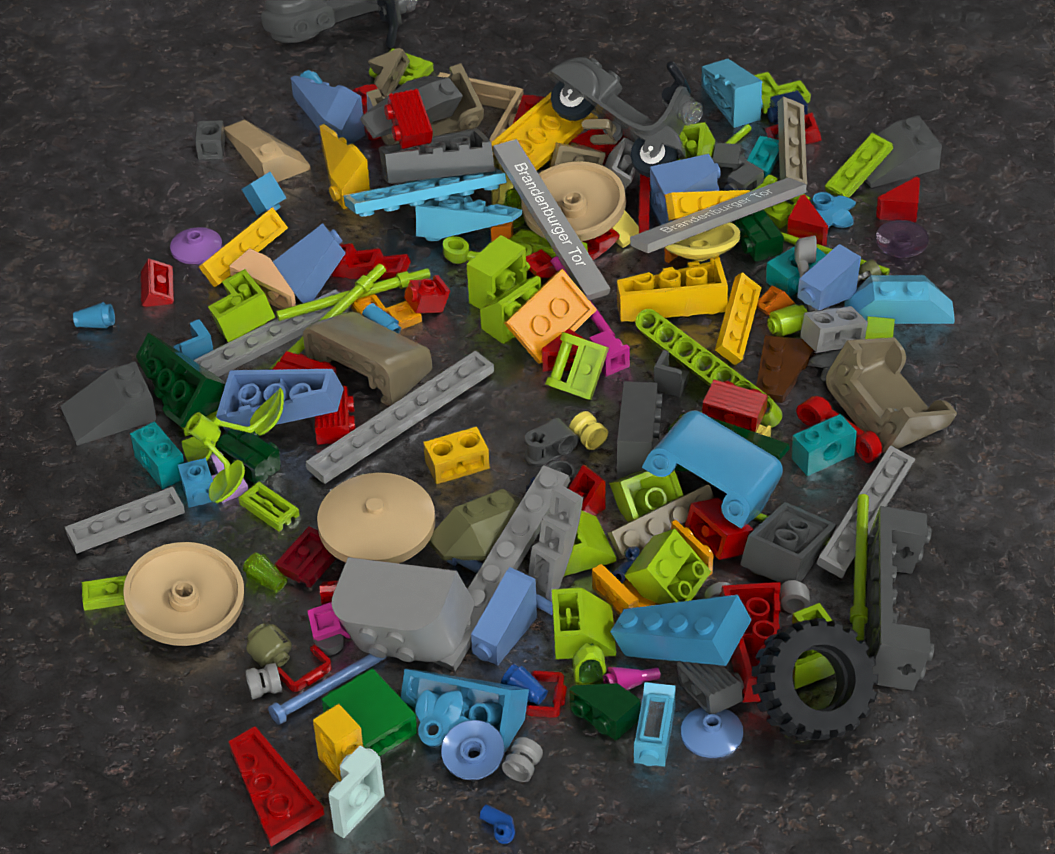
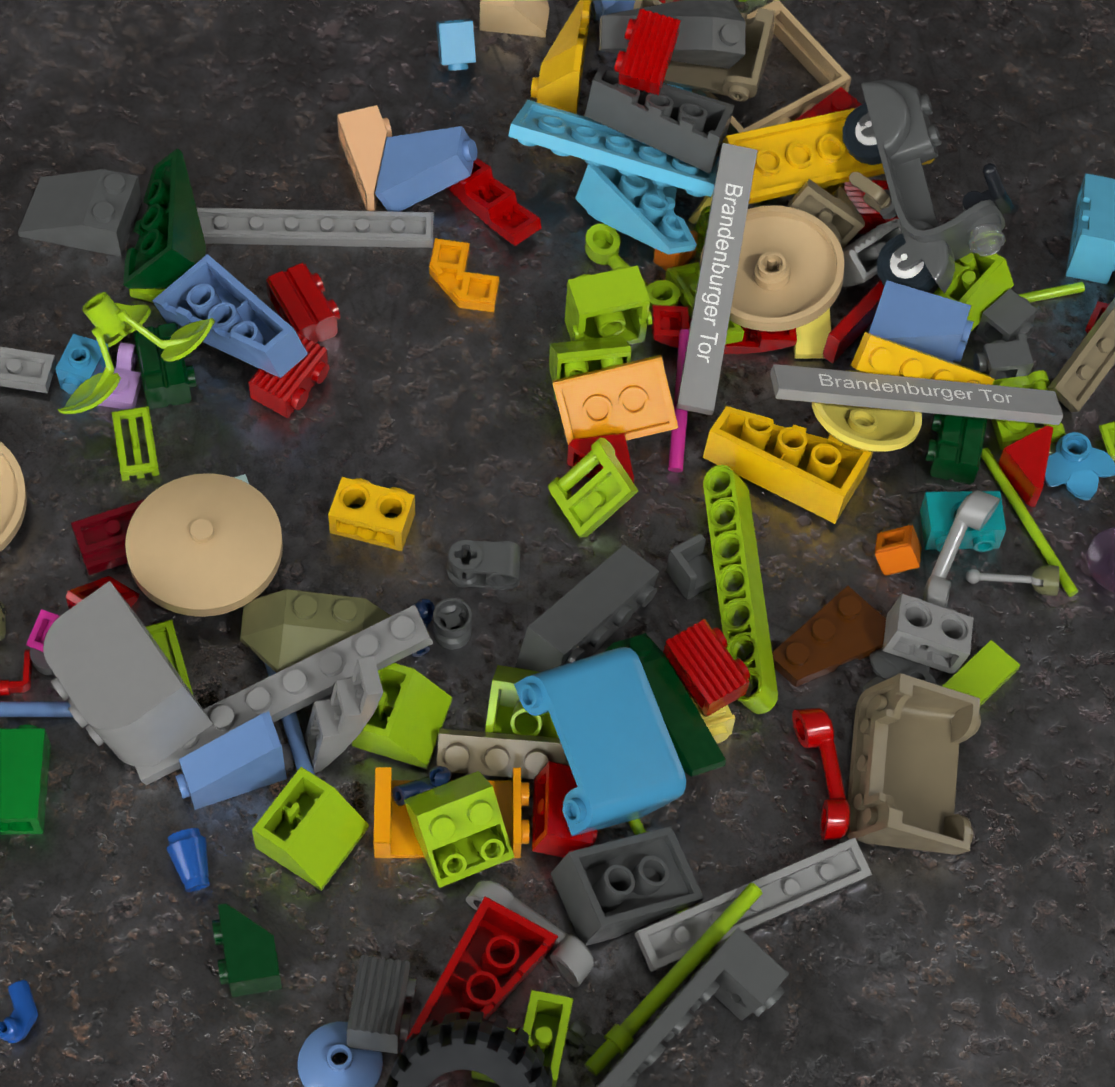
camera: 30 degrees right, 15 degrees up
(96, 316) = (163, 89): dark azure cone -> none
(156, 284) = (262, 86): red slope -> none
(157, 454) = (71, 290): teal brick -> none
(195, 245) = (344, 62): medium lavender dish -> none
(199, 344) = (229, 192): dark azure panel -> none
(242, 309) = (307, 178): lime brick -> none
(254, 236) = (388, 93): yellow plate -> none
(264, 572) = (54, 522): clear neon green cone -> none
(362, 286) = (451, 230): lime bar -> none
(371, 349) = (390, 321): dark tan windscreen -> none
(381, 317) = (438, 289): dark azure cone -> none
(399, 417) = (359, 422): light grey plate -> none
(401, 281) = (508, 248): lime bar -> none
(427, 295) = (515, 284): red brick -> none
(442, 712) = (70, 839): dark azure plate -> none
(471, 737) = (47, 900): medium blue dish -> none
(483, 701) = (119, 852): dark azure wedge -> none
(522, 760) = (114, 947): light grey wheel -> none
(558, 697) = (220, 896): red piece -> none
(588, 665) = (274, 885): rock -> none
(590, 432) = (539, 577): light yellow wheel -> none
(592, 490) = (453, 664): red slope -> none
(618, 354) = (654, 491): dark pink brick -> none
(629, 677) = (300, 930): dark pink cone -> none
(654, 724) = (276, 1015): medium azure window -> none
(683, 631) = (396, 931): dark azure wedge -> none
(738, 319) = (835, 543): yellow plate -> none
(765, 154) = (1058, 340): teal plate -> none
(786, 320) = (889, 581): lime brick -> none
(823, 444) = (781, 781): teal brick -> none
(831, 279) = (965, 571): medium blue slope -> none
(902, 298) = (1050, 644): medium azure wedge -> none

